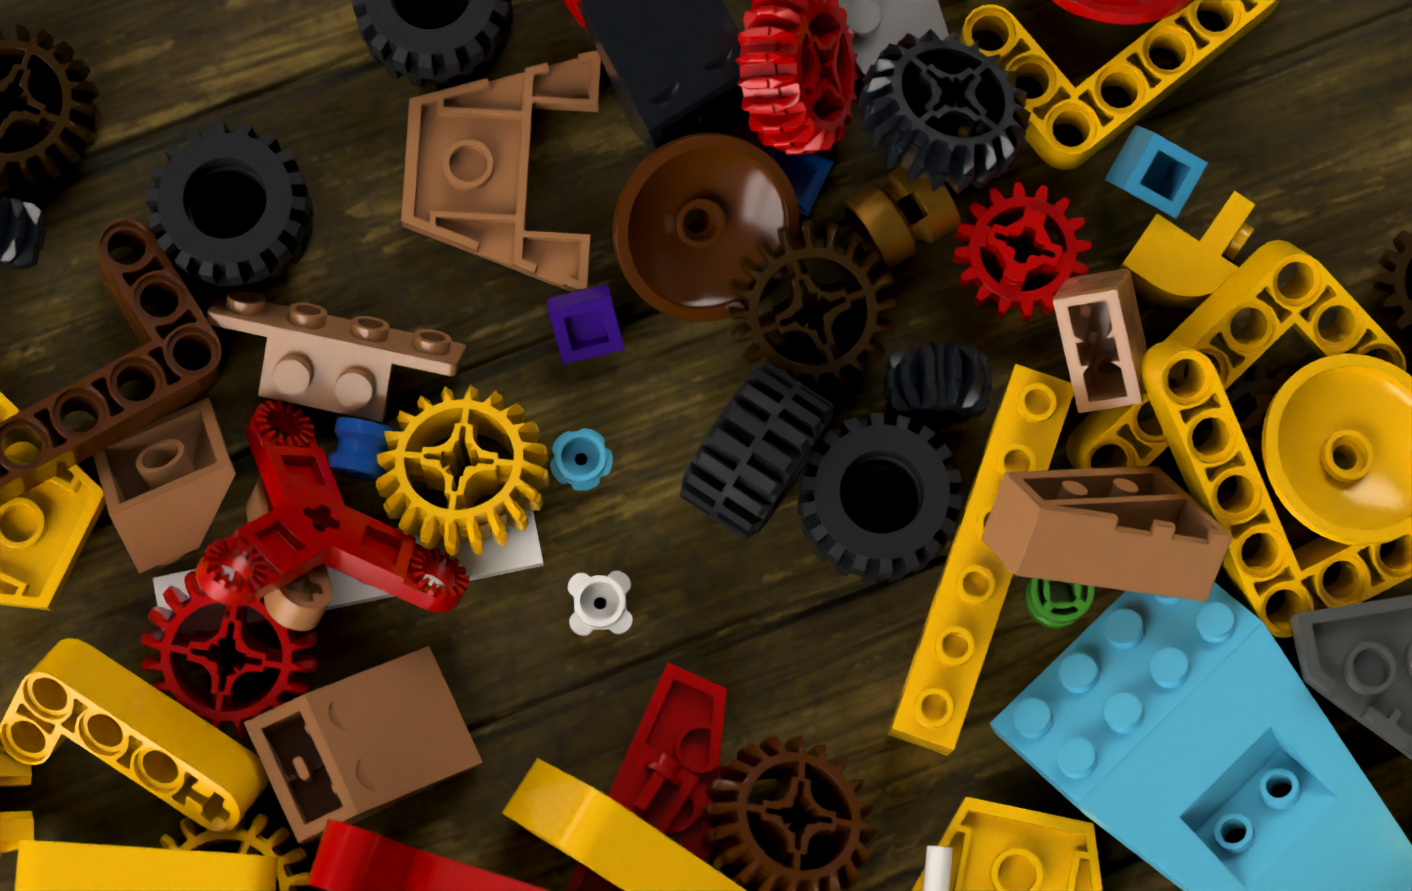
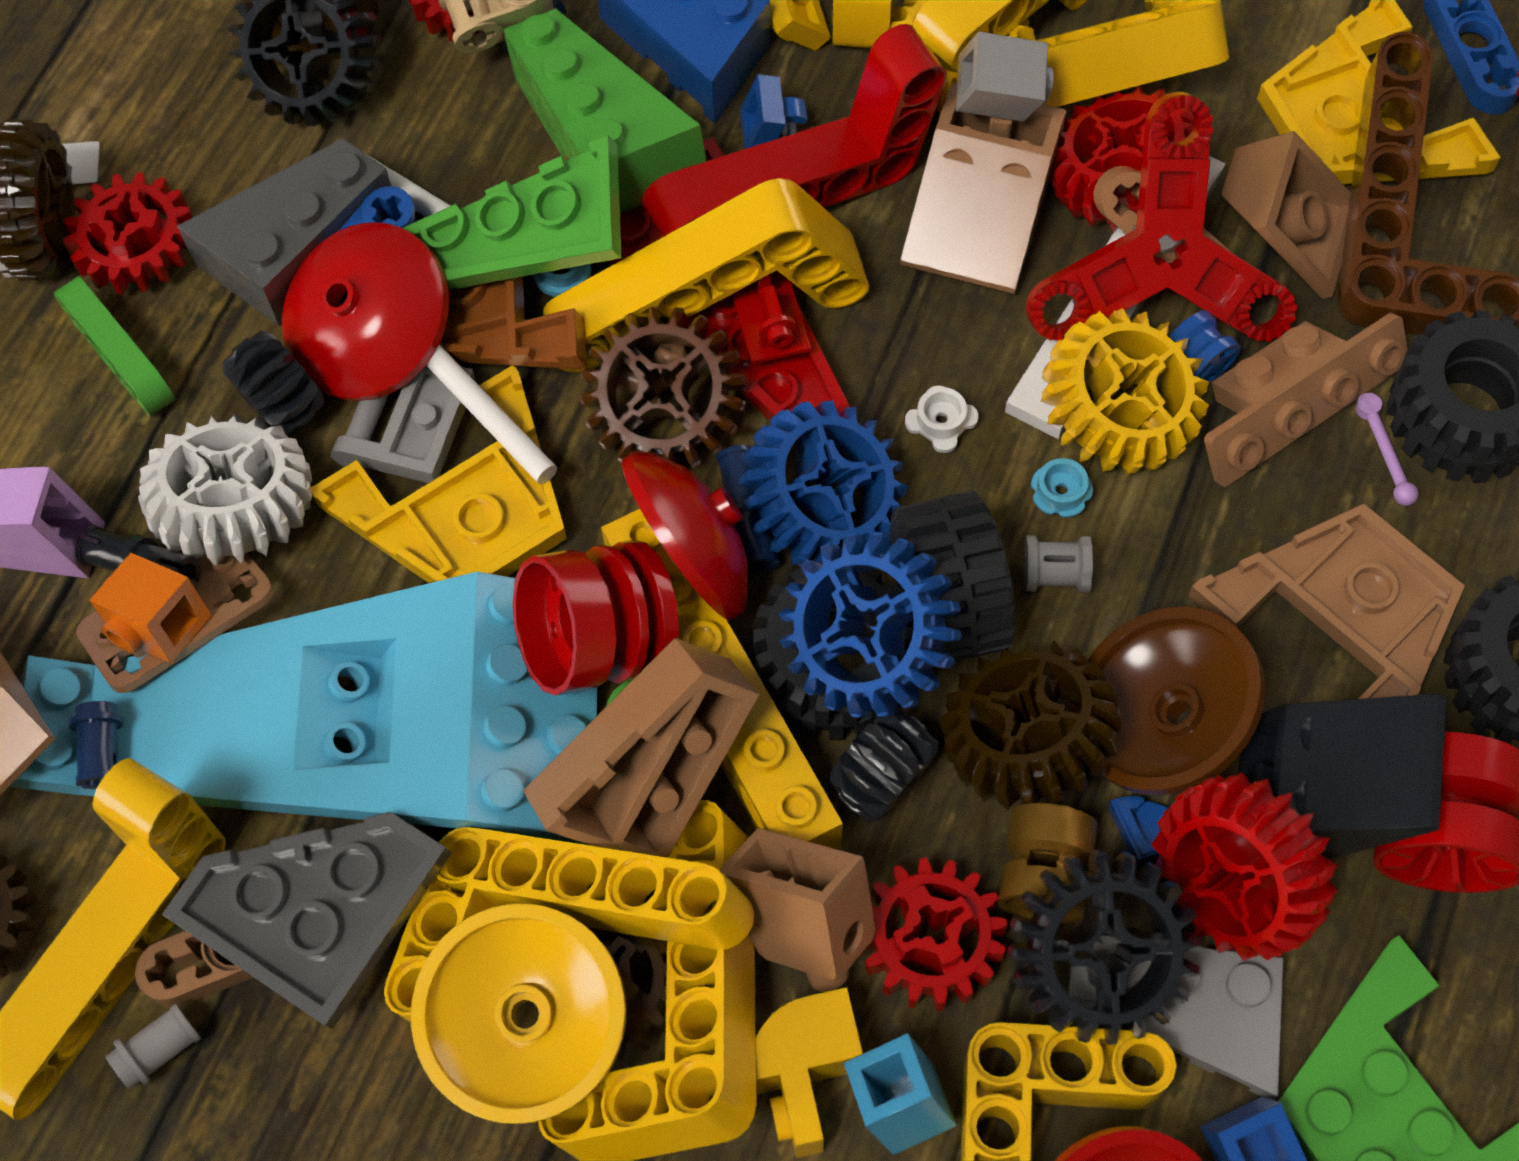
camera: 140 degrees right, 15 degrees down
(282, 778) = (1003, 76): none -> light grey brick
(292, 290) = (1368, 408): none -> lavender hinge
(585, 324) = (1165, 566): dark purple plate -> none
(653, 405) = (1057, 564): none -> light grey bush
(766, 643) = (829, 452): none -> blue gear
(818, 676) = (755, 545): none -> dark blue pin
(857, 454) = (839, 582): none -> blue gear
(904, 672) = (693, 528): none -> red dish
(1040, 666) = (592, 615): none -> red wheel

